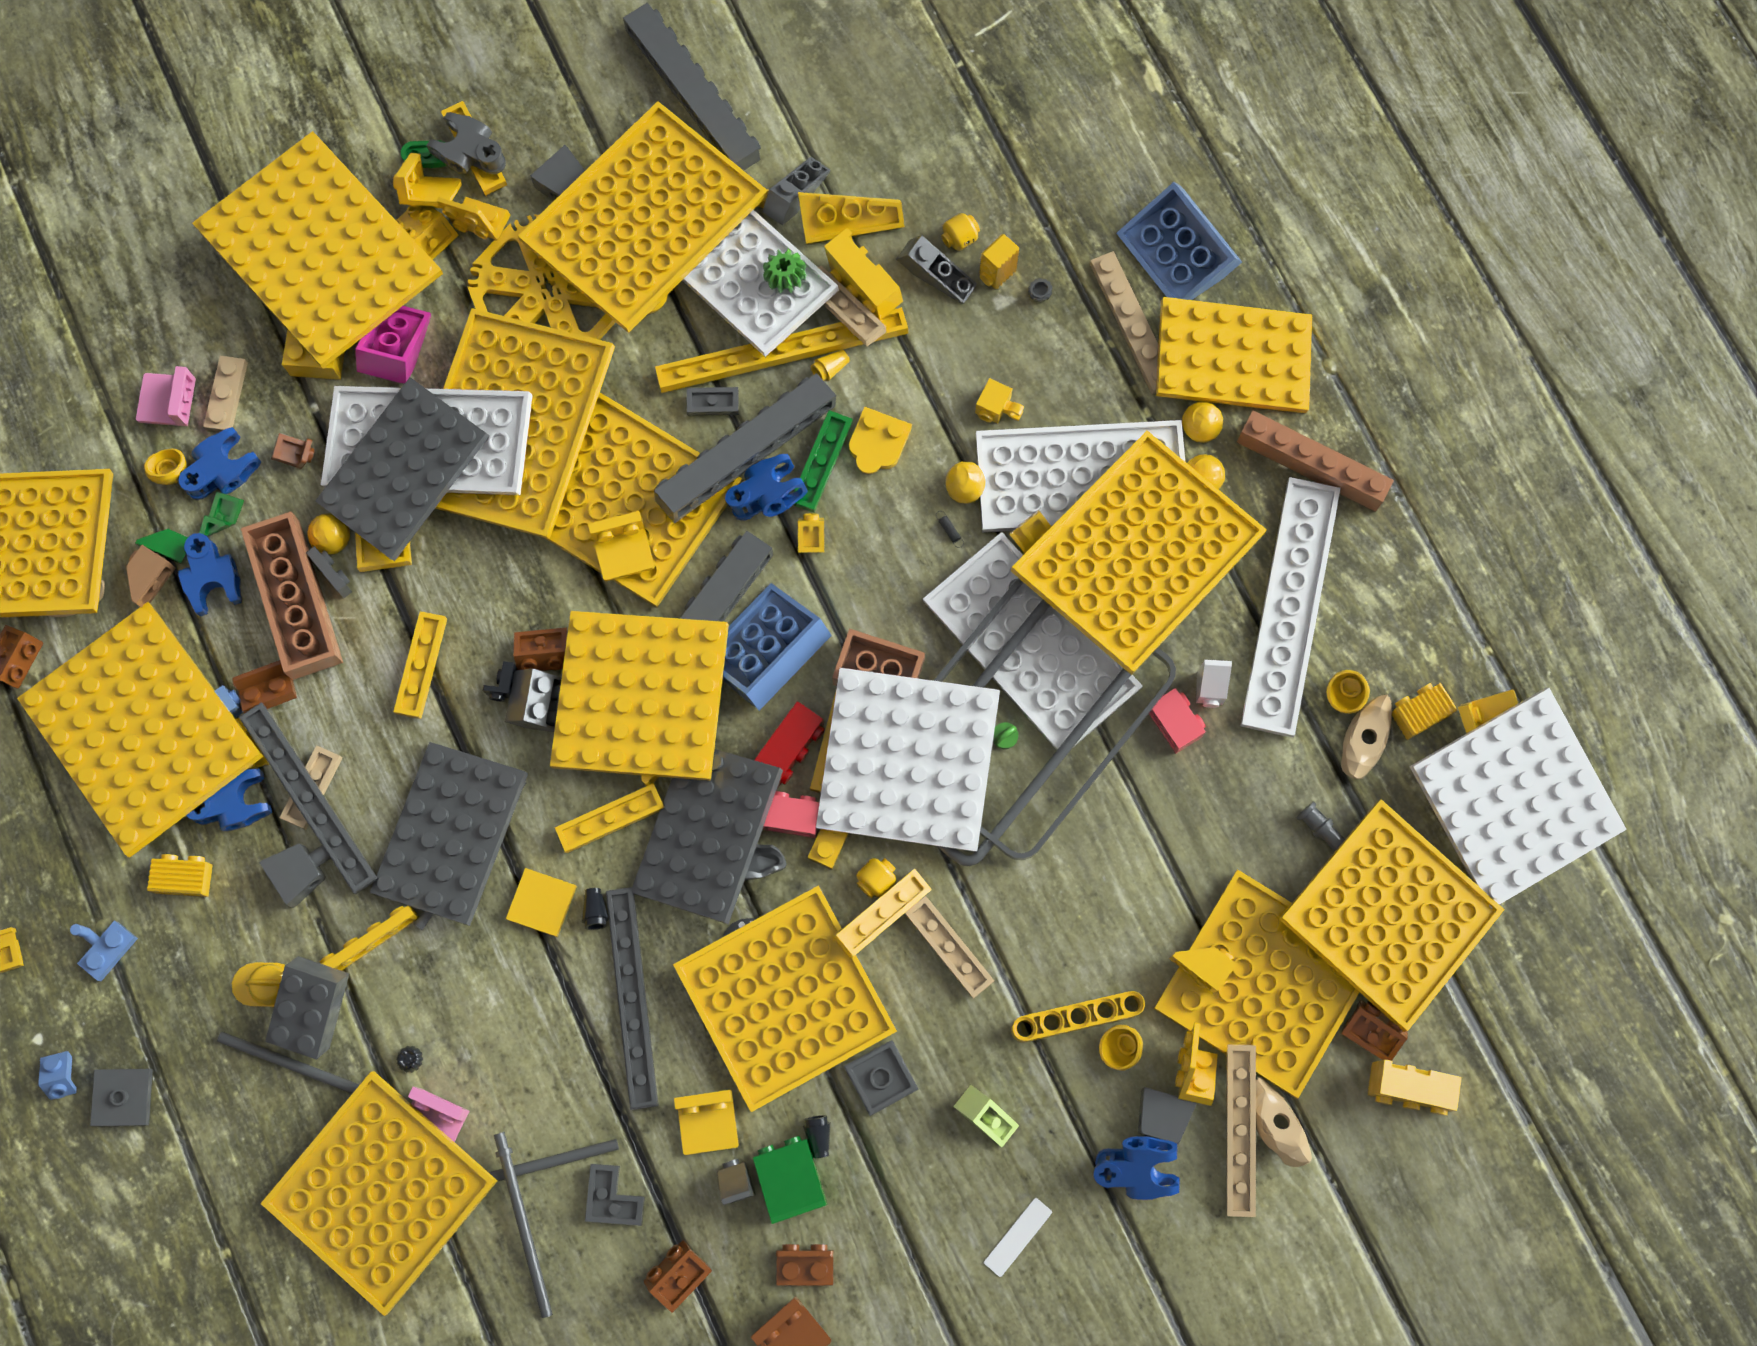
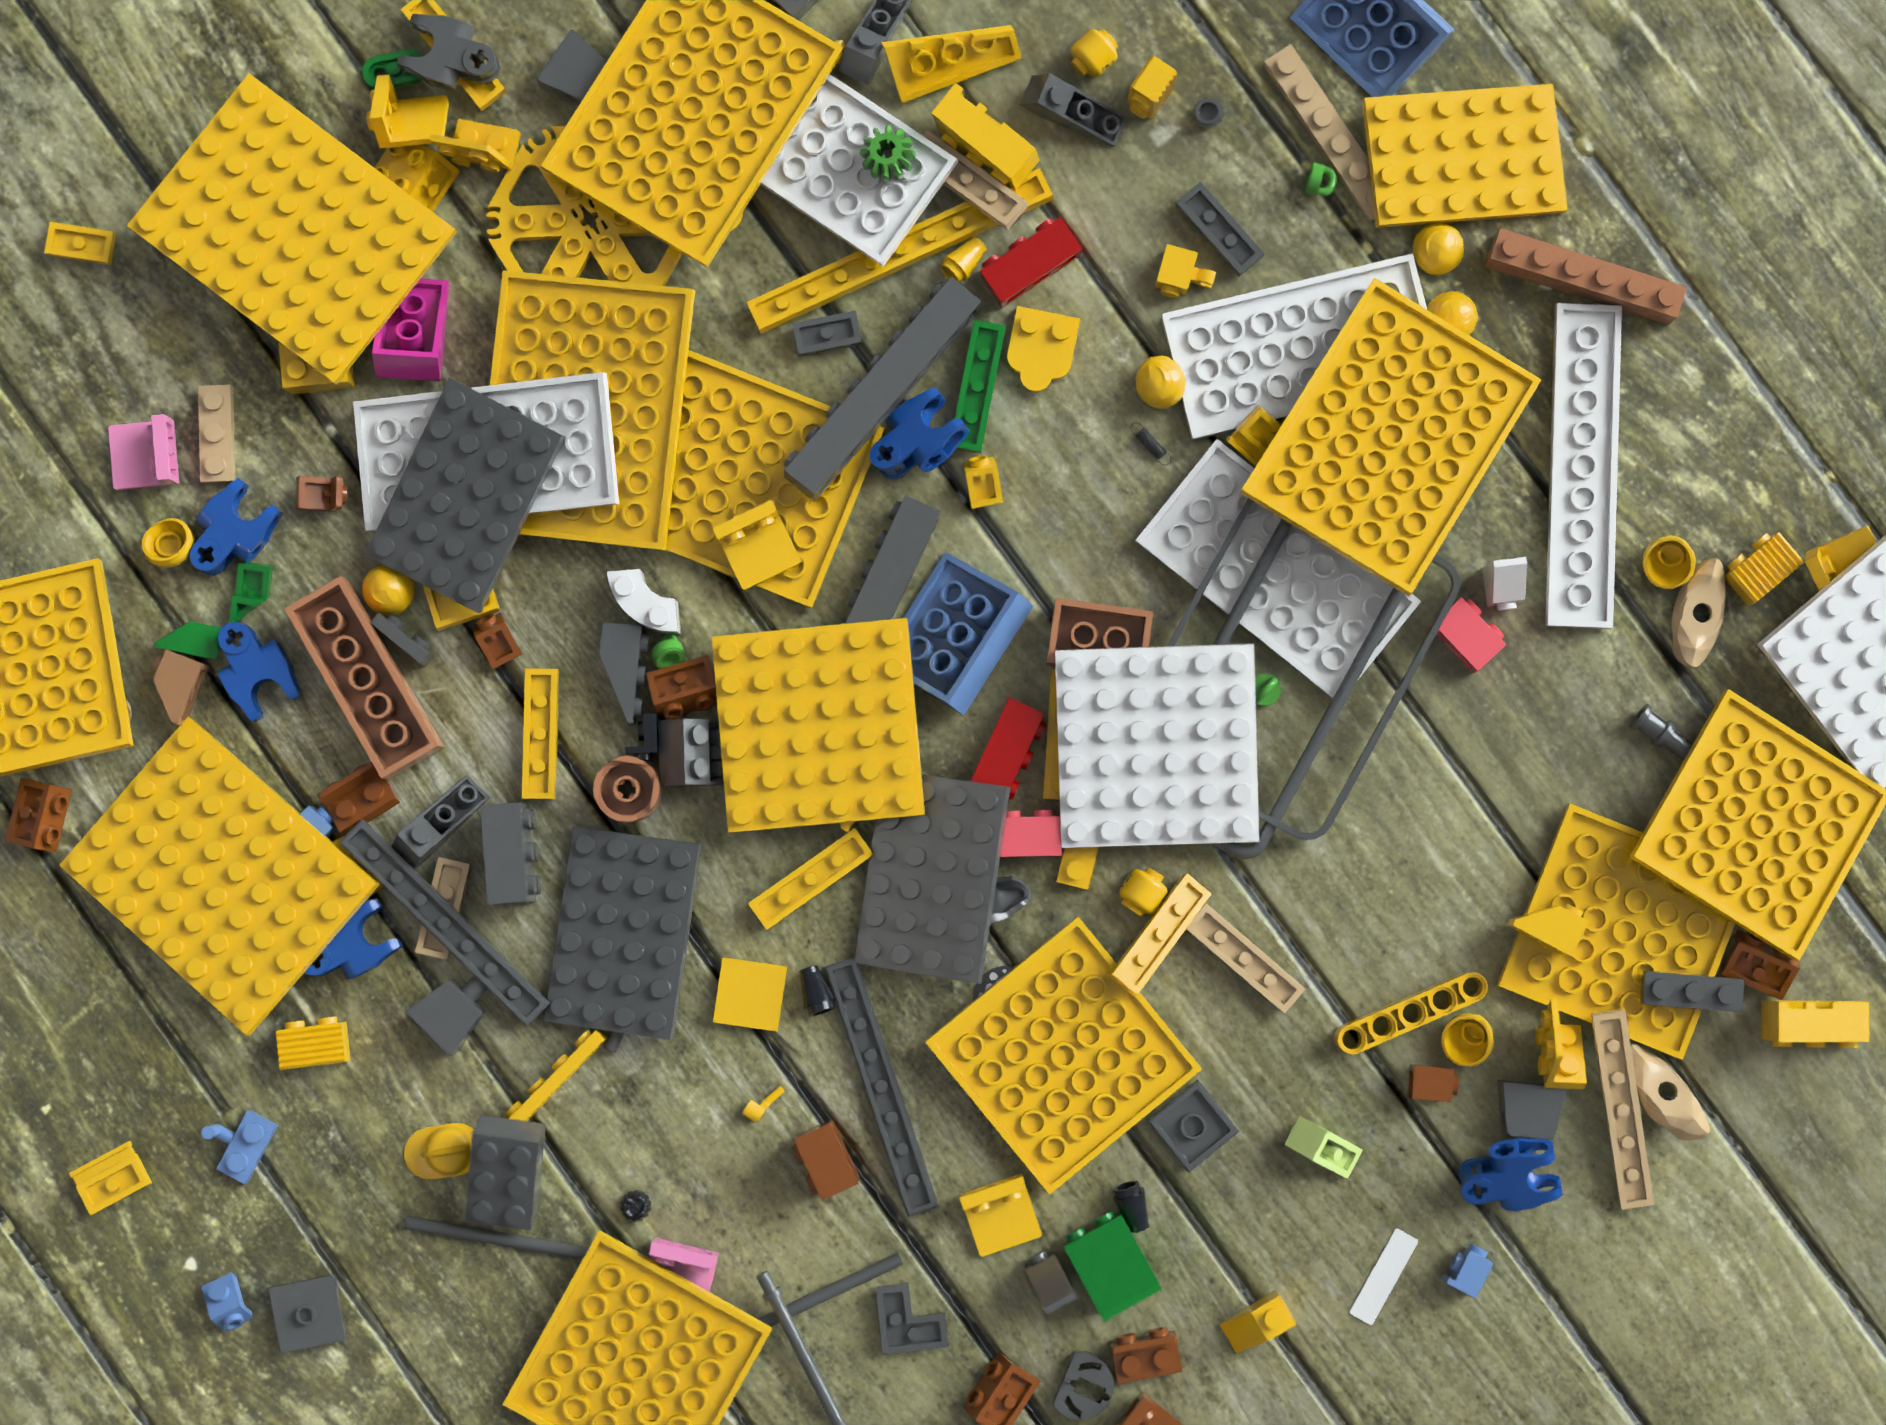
camera: 10 degrees left, 10 degrees up
(158, 237) = (80, 243): none -> yellow plate
(323, 719) = (439, 822): none -> dark grey slope
(371, 751) = (509, 853): none -> dark grey brick
(402, 586) = (496, 639): none -> dark orange bracket
(474, 705) = (617, 774): none -> nougat brick
(498, 618) = (622, 657): none -> dark grey slope
(524, 998) = (754, 1111): none -> yellow hand
(525, 581) = (642, 604): none -> white brick
(535, 619) = (667, 651): none -> bright green tile
(571, 1046) = (825, 1159): none -> dark orange brick
(763, 1276) = (1088, 1406): none -> dark grey piece
(881, 375) = (1030, 261): none -> red brick
(903, 1255) = (1258, 1323): none -> yellow slope
(1033, 377) = (1219, 229): none -> dark grey plate
(1085, 1078) = (1432, 1083): none -> dark orange brick
(1090, 1243) = (1469, 1270): none -> medium blue brick
(1114, 351) = (1314, 180): none -> bright green tile
(1314, 1041) = (1692, 991): none -> dark grey plate

